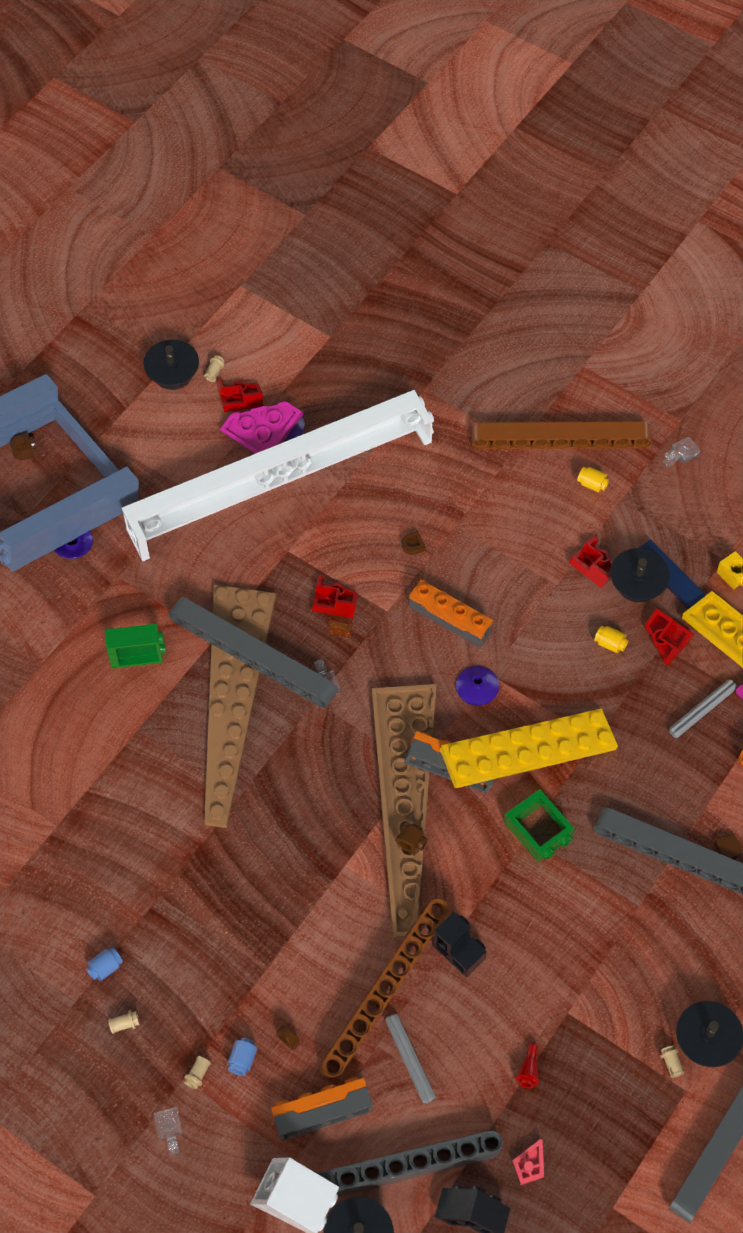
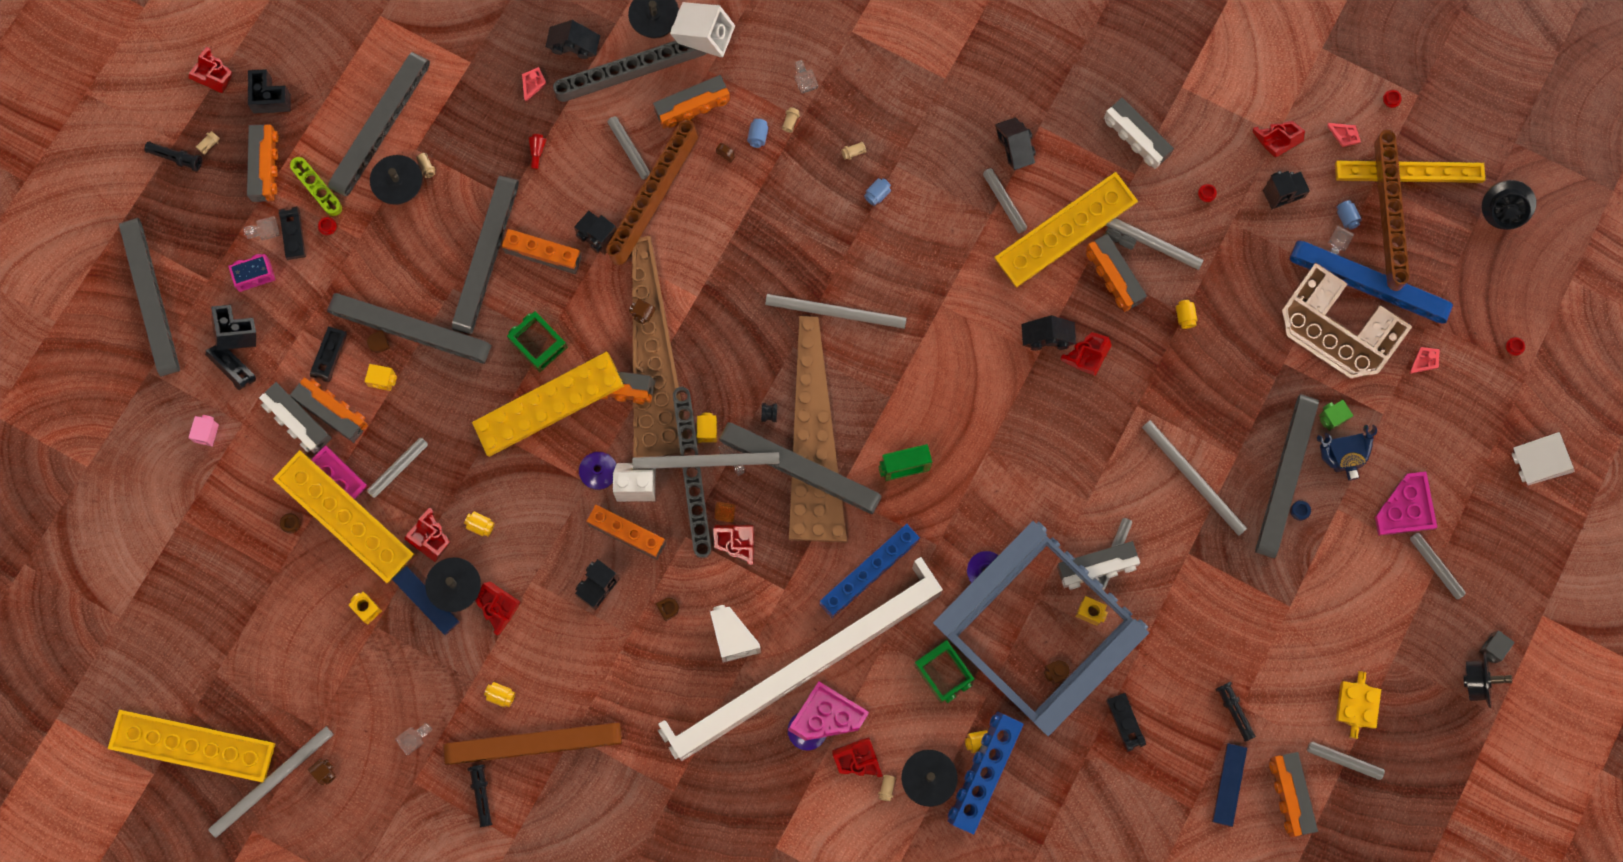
camera: 170 degrees right, 15 degrees up
(114, 363) = (987, 783): none -> blue brick
(114, 396) = (973, 741): none -> yellow brick
(137, 435) = (931, 656): none -> green window
(183, 827) = (835, 311): none -> light grey piece
(194, 551) = (869, 571): none -> blue brick
(277, 720) = (769, 412): none -> black wheel
(347, 500) = (732, 635): none -> white slope
(350, 710) = (706, 428): none -> yellow brick
(355, 658) = (705, 460): none -> light grey piece
(372, 669) = (696, 481): none -> dark grey beam
(437, 656) = (633, 484): none -> white slope
(484, 565) = (597, 585): none -> black brick
(528, 930) = (541, 251): none -> orange piece
(597, 940) = (485, 255): none -> dark grey beam
(618, 413) = (484, 820): none -> black pin
(724, 803) = (380, 377): none -> yellow brick

